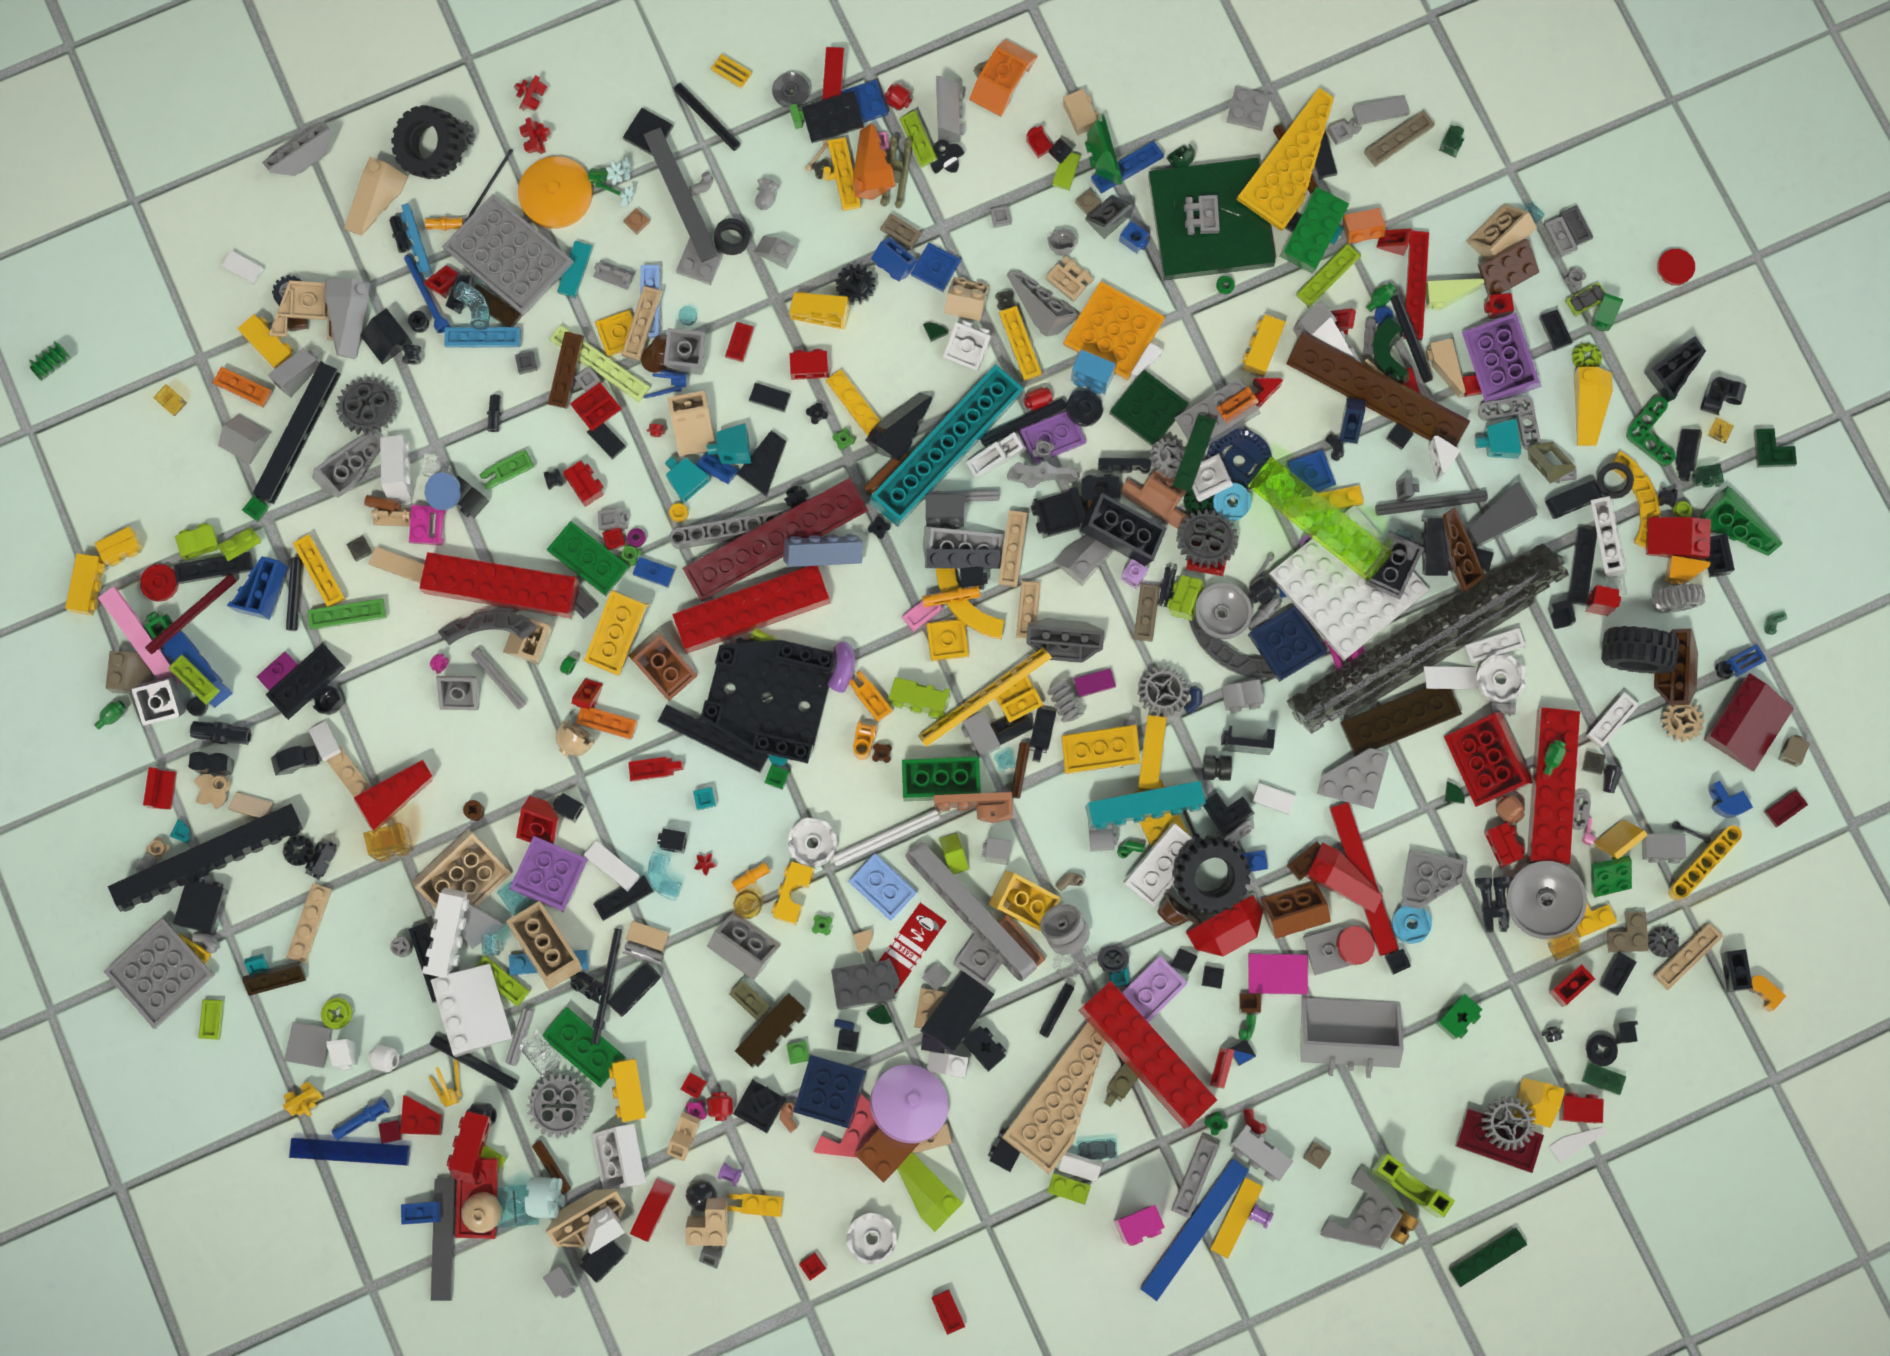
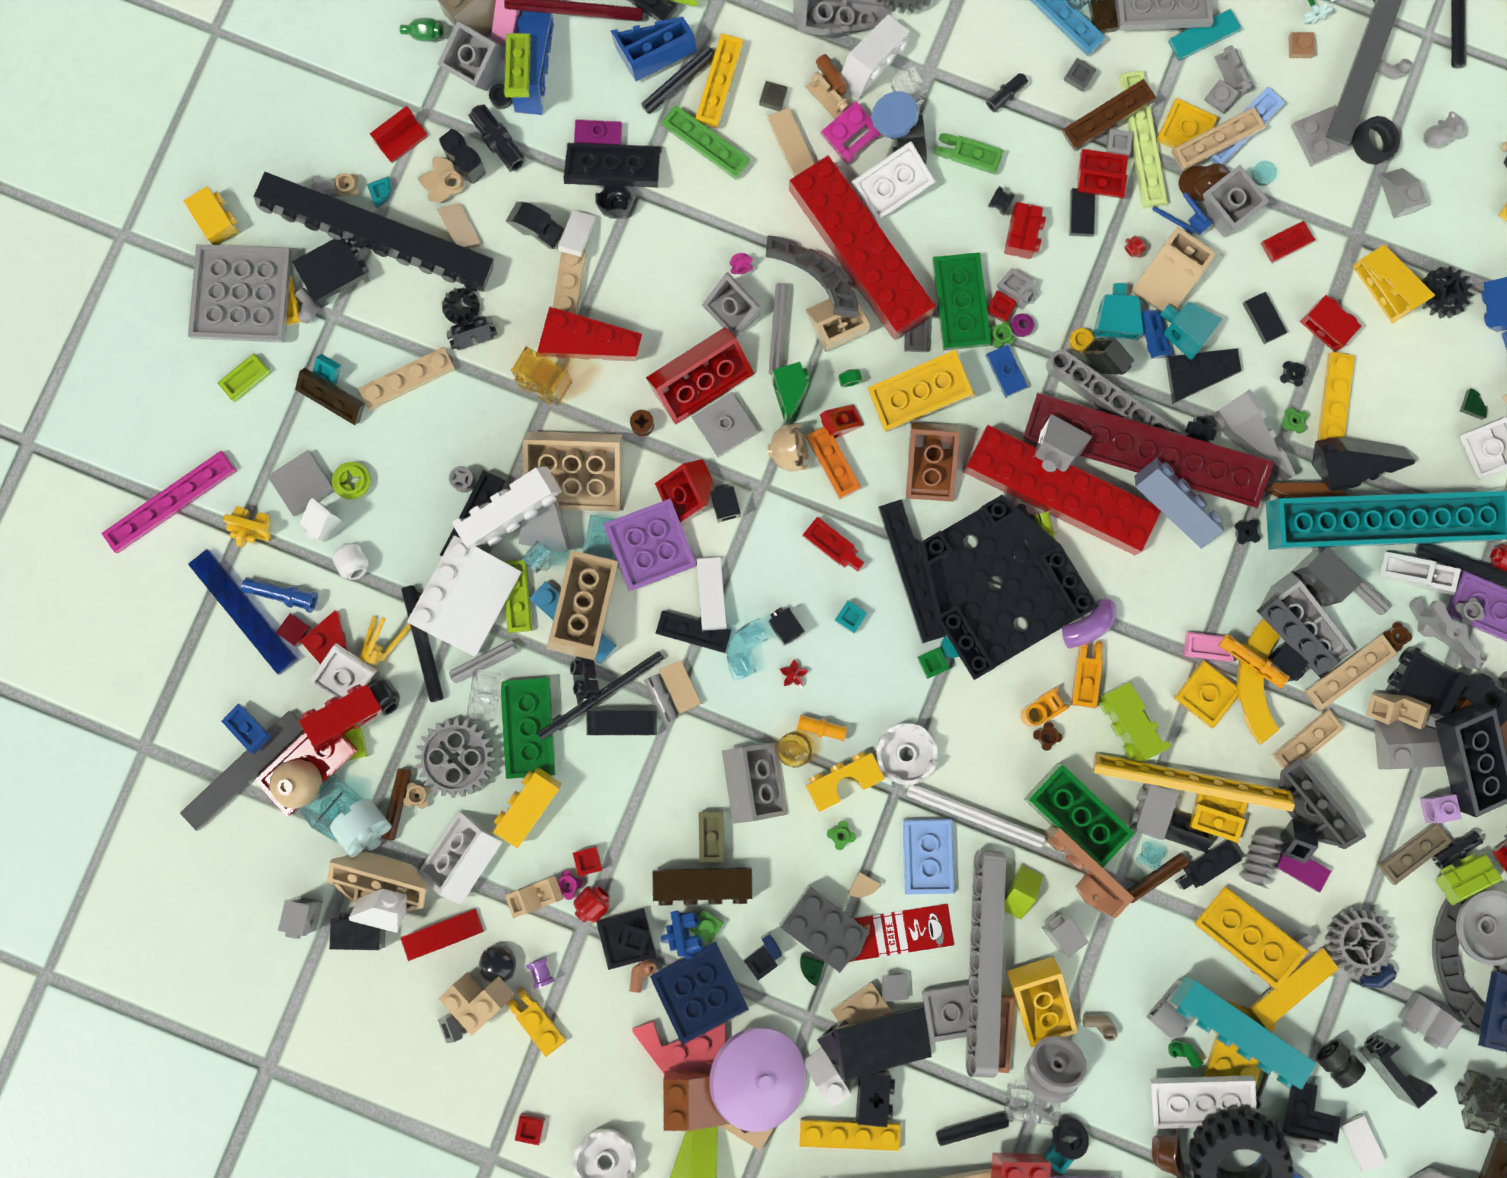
camera: 40 degrees right, 5 degrees up
(95, 946) = (211, 216): none -> yellow brick
(240, 1134) = (169, 502): none -> dark pink tile
(443, 1125) = (341, 672): none -> white plate
(479, 529) = (893, 181): none -> white tile
(480, 749) = (700, 375): none -> red slope
(522, 763) = (724, 424): none -> light grey plate
(539, 705) = (790, 388): none -> green slope
(558, 1144) = (413, 789): none -> tan plate
(619, 295) = (1221, 96): none -> light grey plate
(702, 508) = (1108, 356): none -> pearl dark grey brick
(724, 584) = (1060, 444): none -> light grey torso
(795, 1072) = (679, 937): none -> blue hips
(813, 470) = (1244, 425): none -> light grey wedge
(992, 1083) = (848, 1135): none -> yellow plate
(1023, 498) = (1404, 636): none -> reddish brown plate
(1057, 542) = (1390, 708): none -> tan slope
(1075, 670) = (1299, 841): none -> black brick

